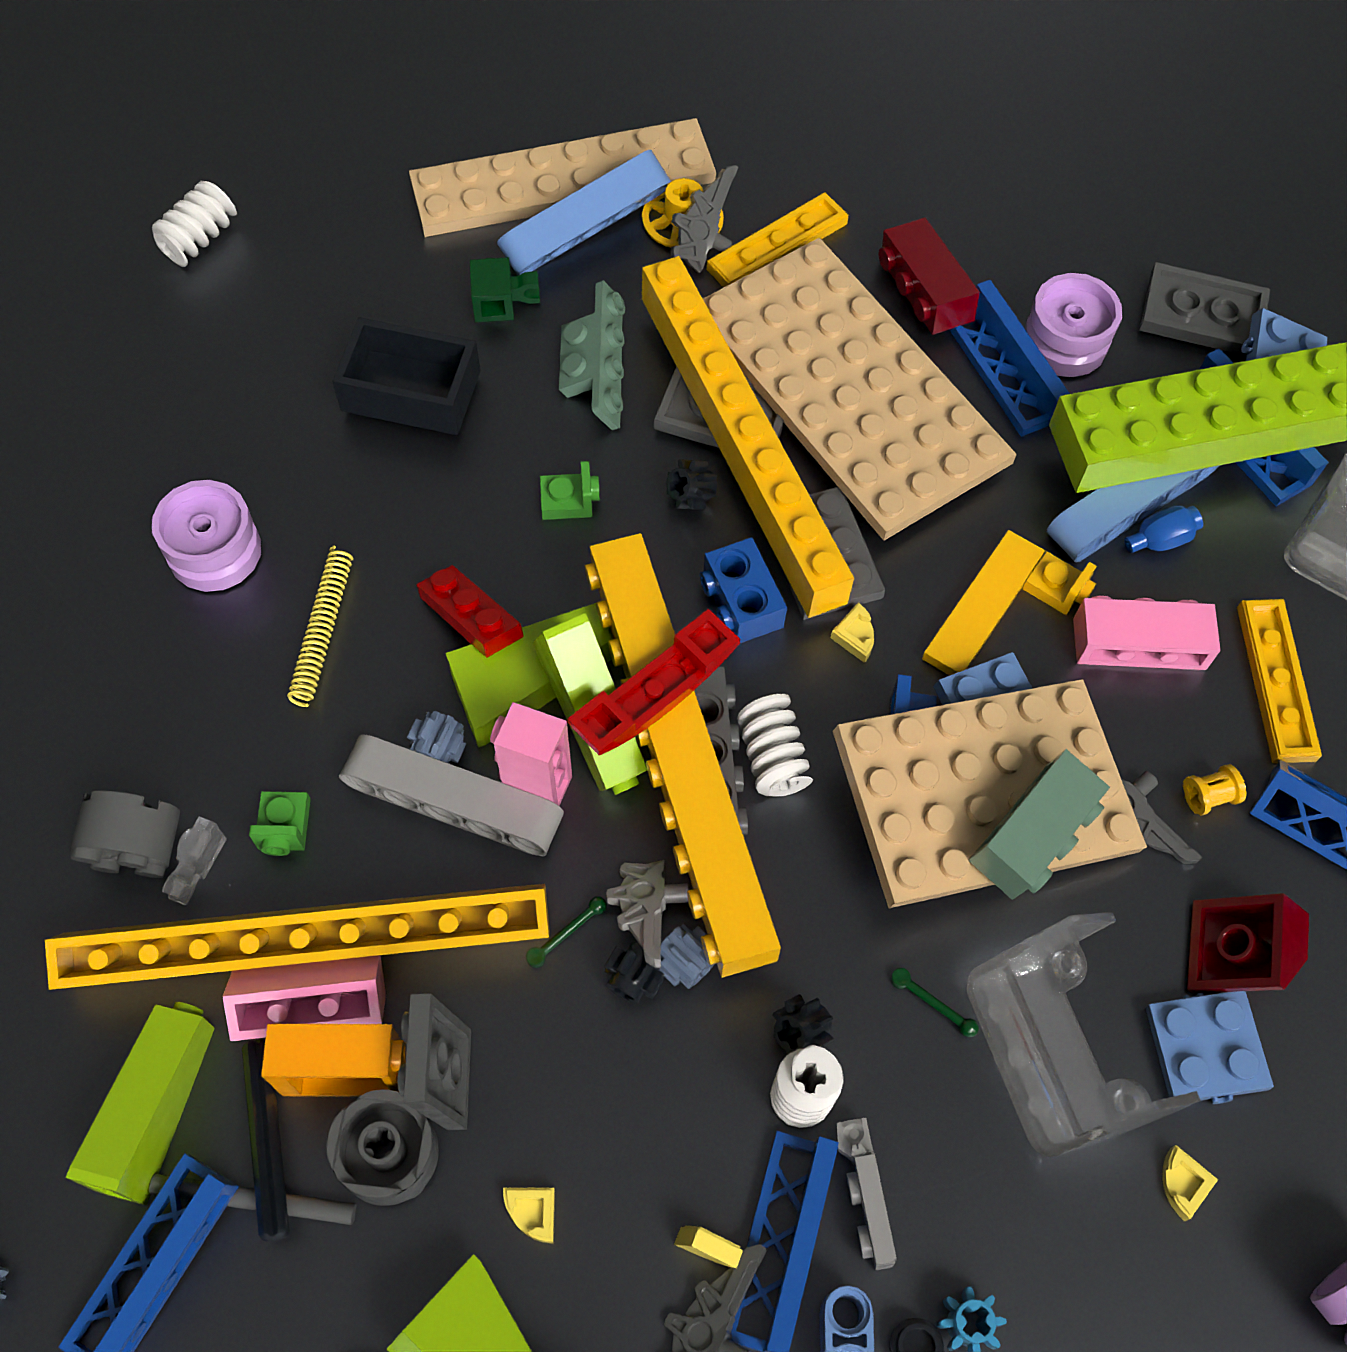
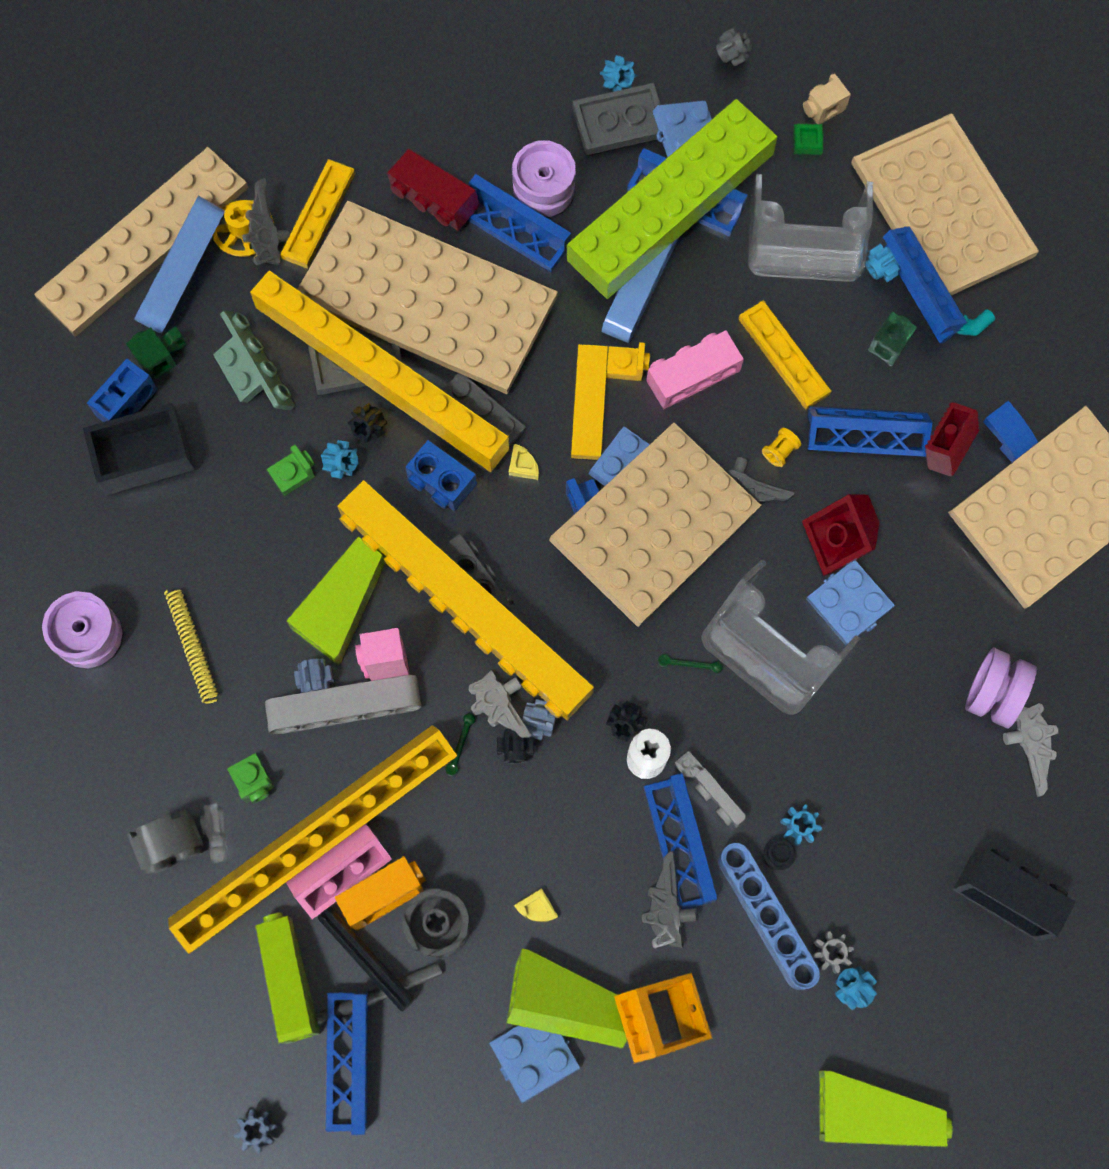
camera: 30 degrees left, 10 degrees up
(432, 306) = (122, 393): none -> blue brick
(436, 1062) = (443, 865): dark grey plate -> none
(470, 611) = (282, 585): red plate -> none
(577, 676) = (396, 603): slope -> none
(643, 511) = (339, 459): none -> dark azure gear
(657, 687) = (434, 573): red slope -> none
(708, 1245) = (642, 868): light yellow tile -> none
(770, 747) = (515, 566): white piece -> none
(1041, 826) = (697, 531): sand green brick -> none
(1166, 529) = (672, 291): blue plant -> none
(1185, 1182) = (874, 684): light yellow tile -> none
(1223, 253) = (618, 74): none -> dark azure gear

